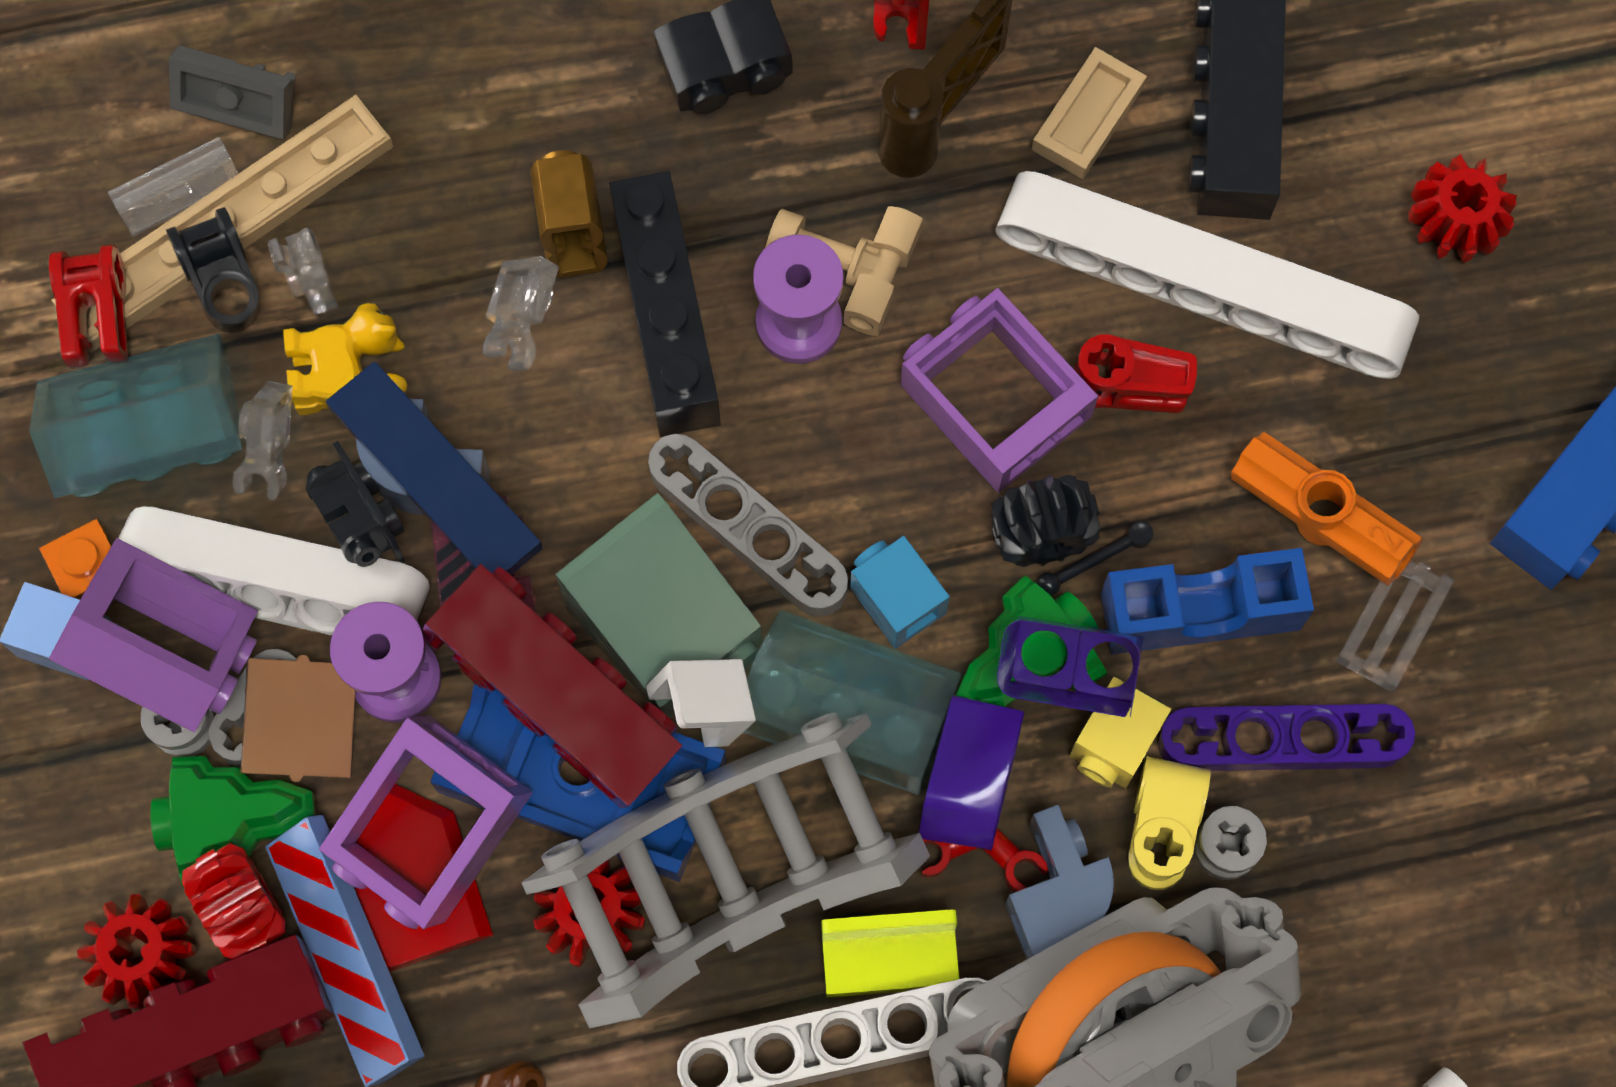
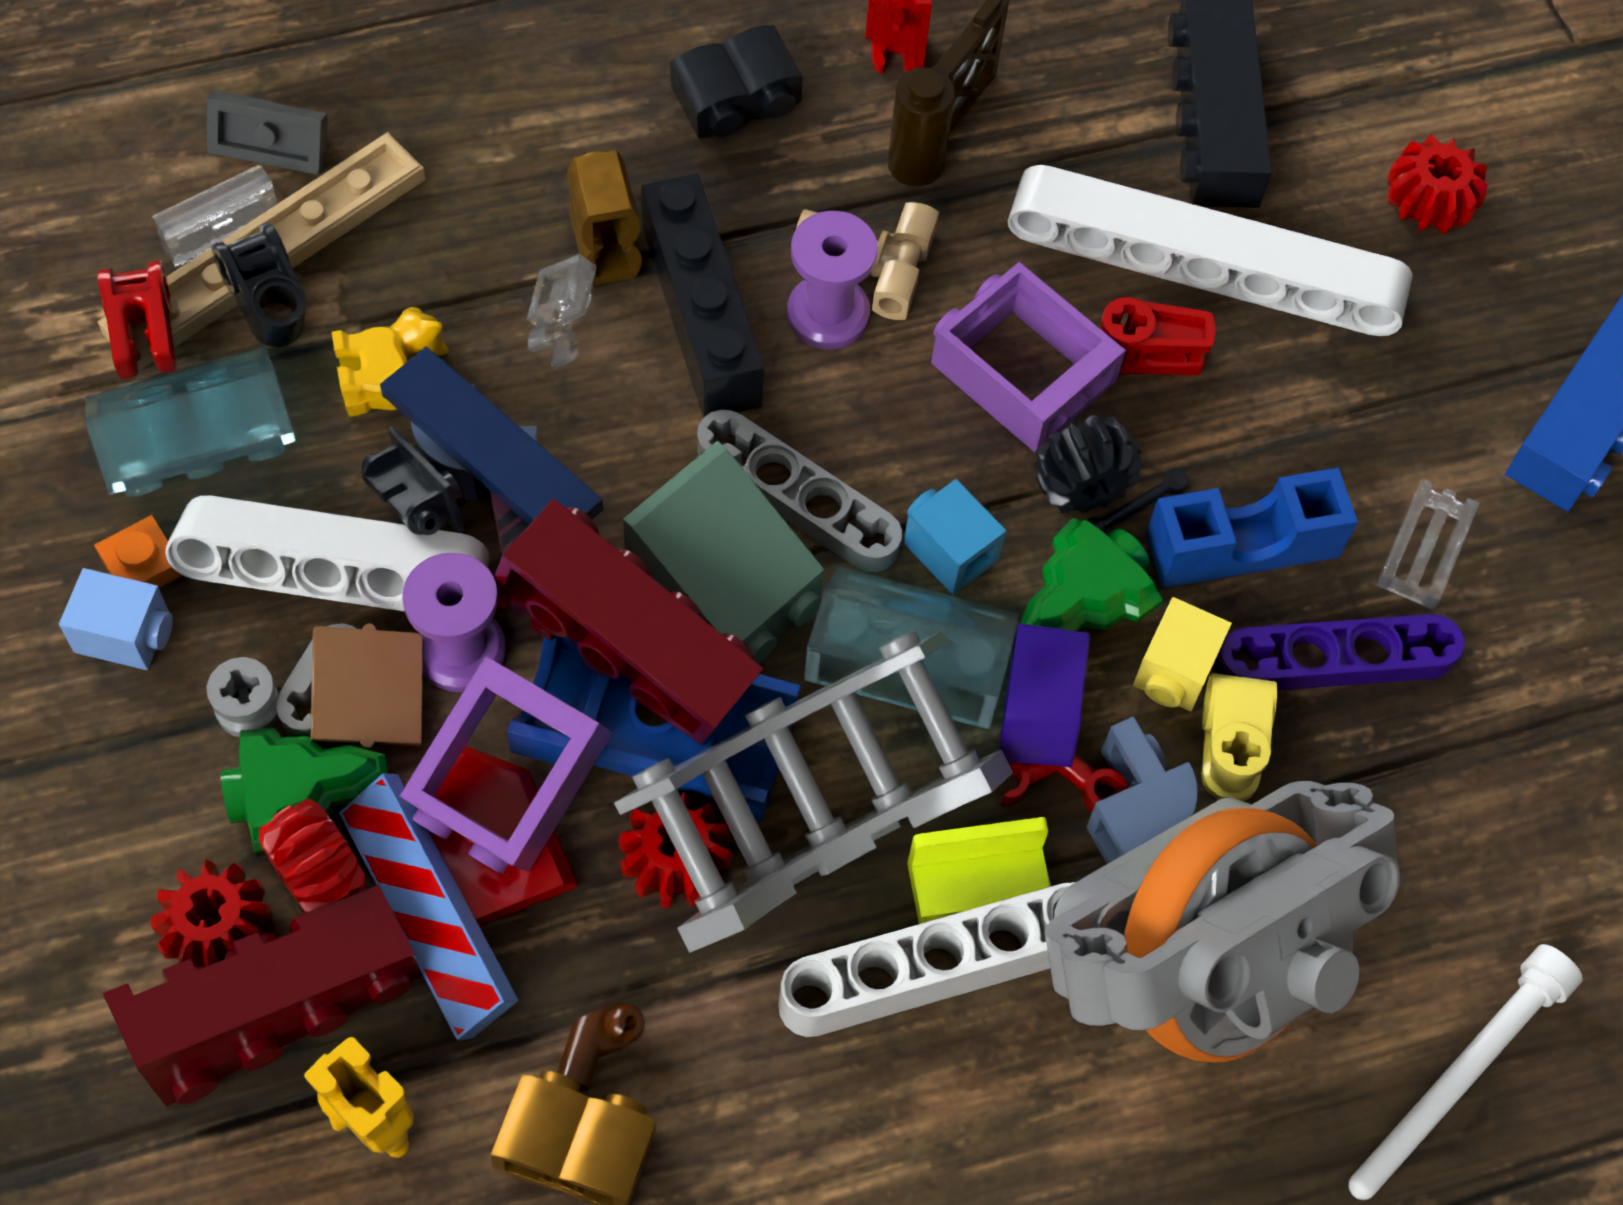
camera: 10 degrees left, 10 degrees down
(141, 668) = (222, 606): medium lavender window -> none
(267, 433) = (320, 419): clear plate -> none
(304, 269) = (349, 278): clear plate -> none
(707, 697) = (783, 624): white panel -> none
(1087, 693) = (1125, 550): dark purple piece -> none
(1089, 113) = (1081, 122): tan tile -> none
(1219, 852) = (1307, 762): light grey wheel -> none
(1356, 532) = (1378, 457): orange piece -> none

